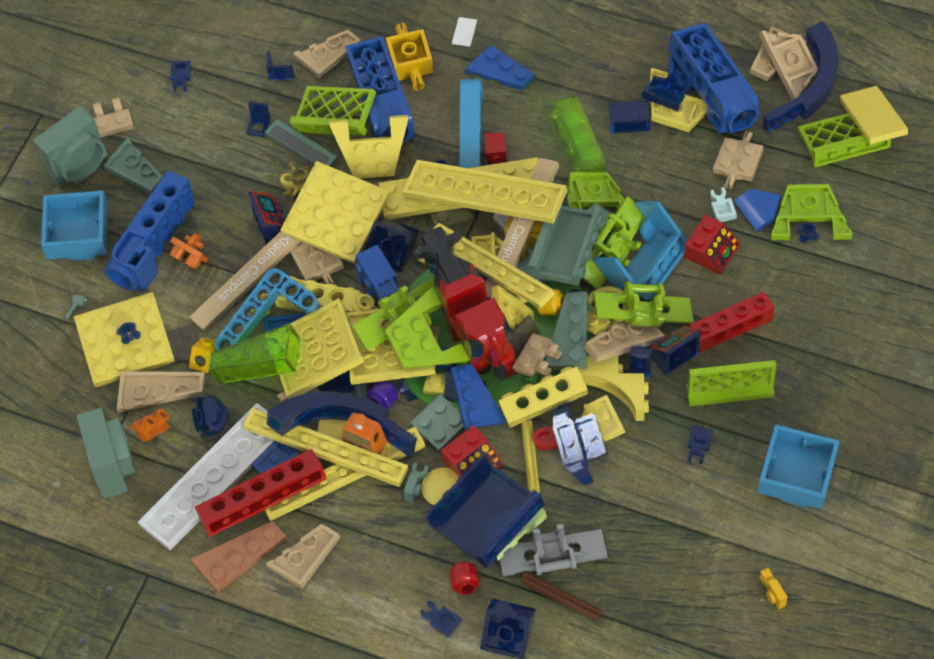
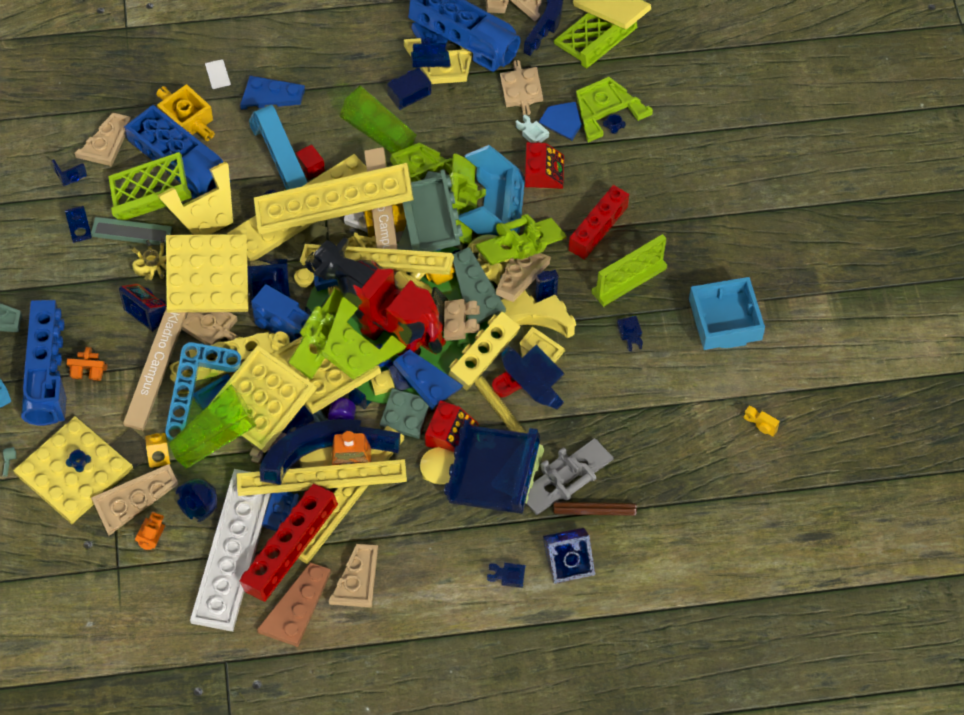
camera: 35 degrees left, 0 degrees up
(106, 452) = (128, 571): sand green container -> none
(413, 485) = (417, 477): sand green plate -> none
(464, 578) = (507, 531): red head -> none
(676, 349) = (568, 261): clear blue slope -> none

